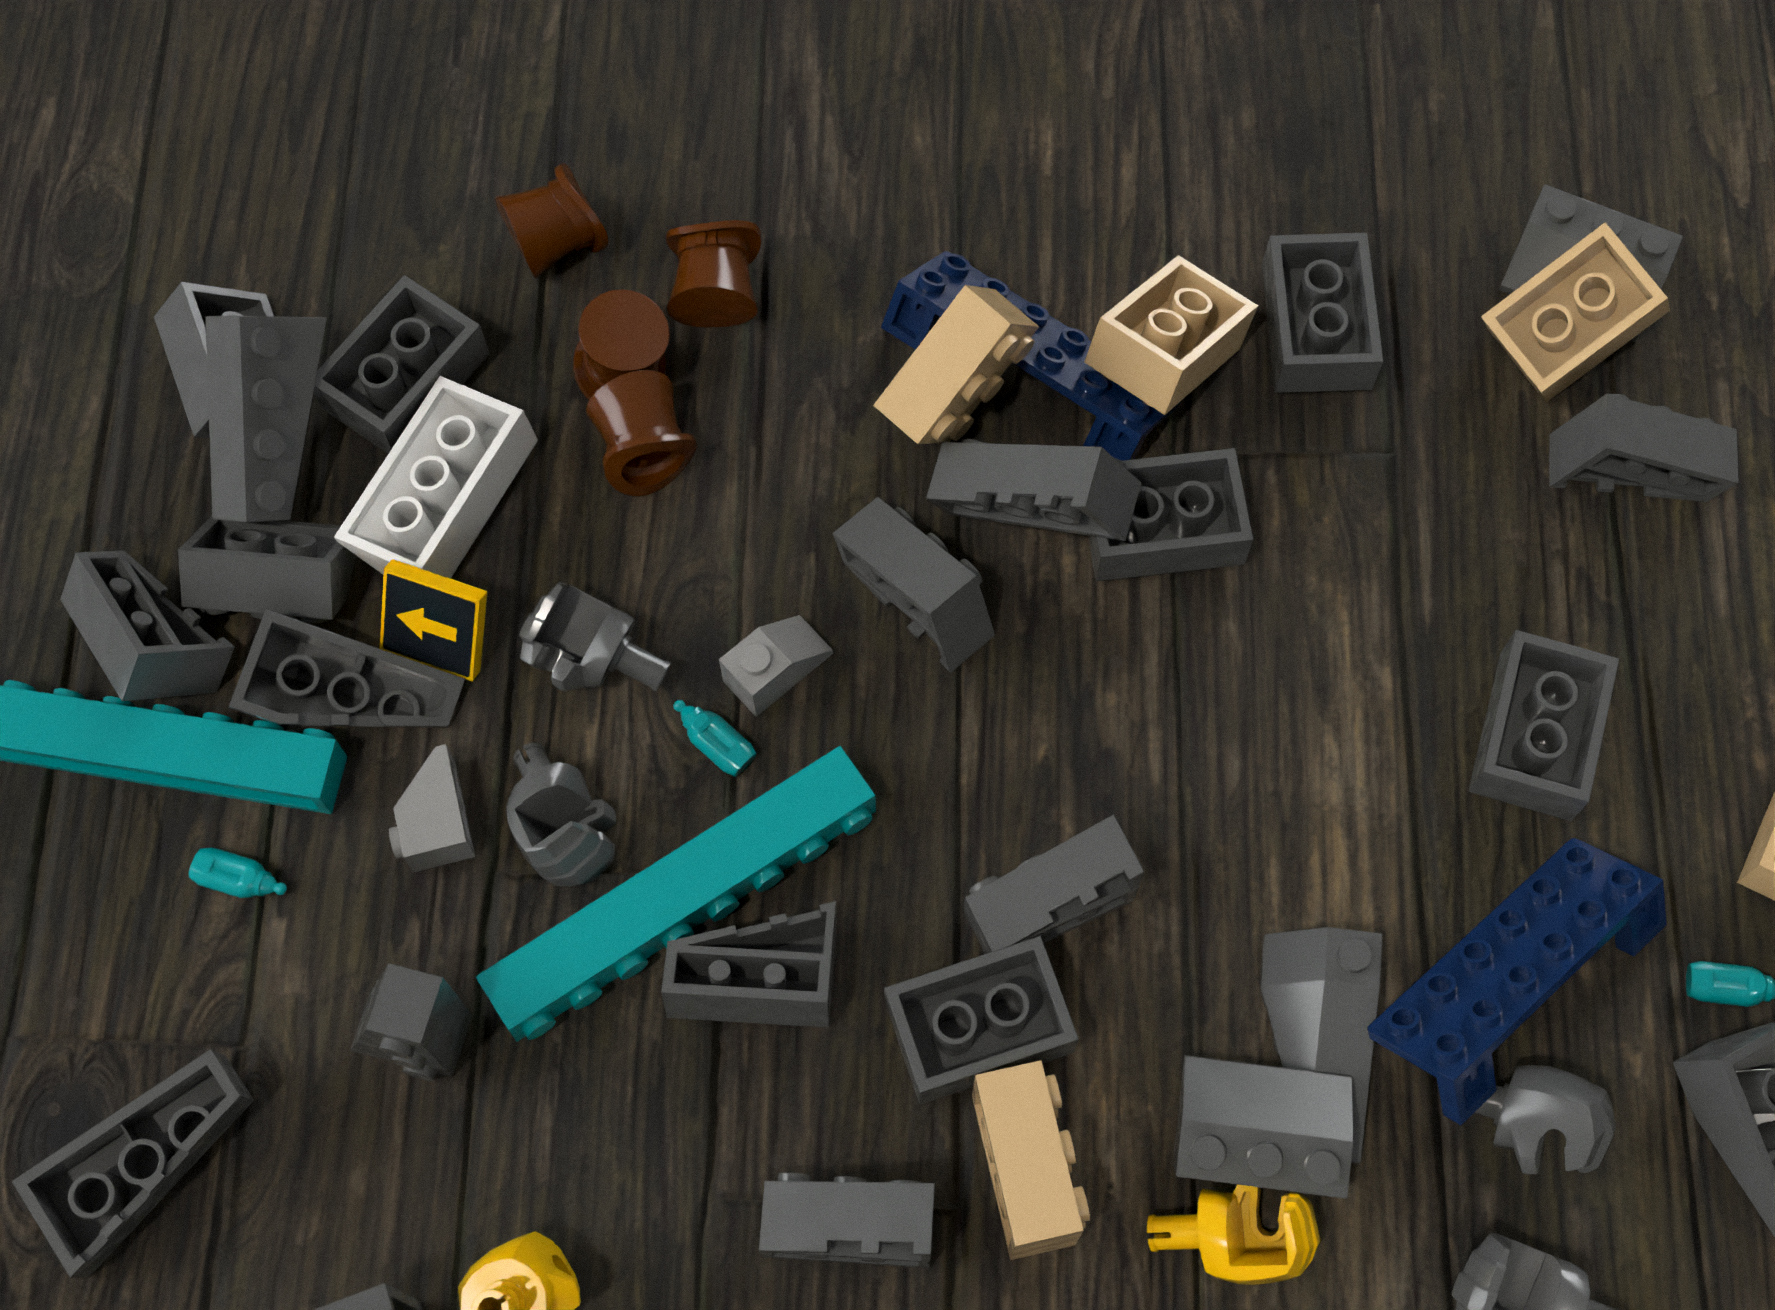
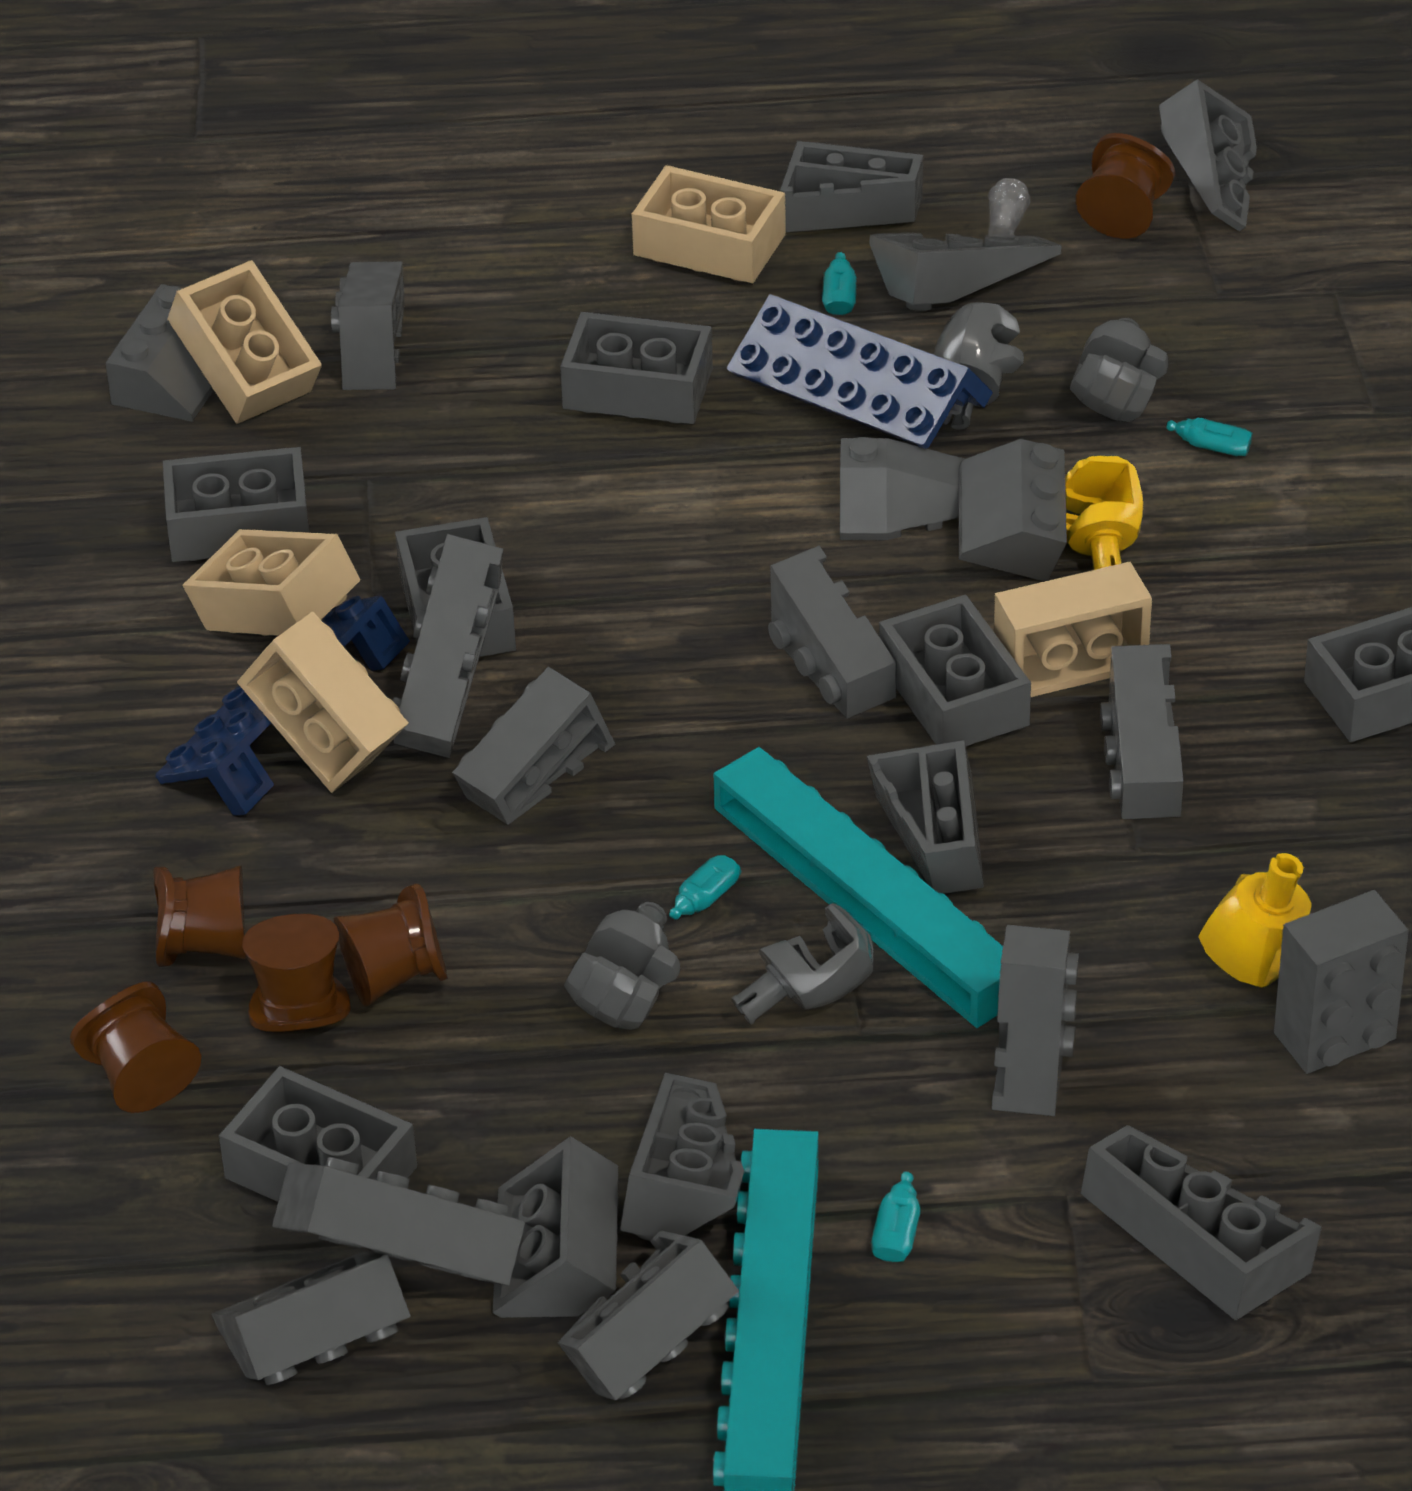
camera: 95 degrees left, 25 degrees down
(432, 619) = (615, 1077): black tile -> none
(432, 816) = (812, 1066): light grey slope -> none
(439, 481) = (466, 1088): white slope -> none
(772, 661) = (630, 848): light grey slope -> none

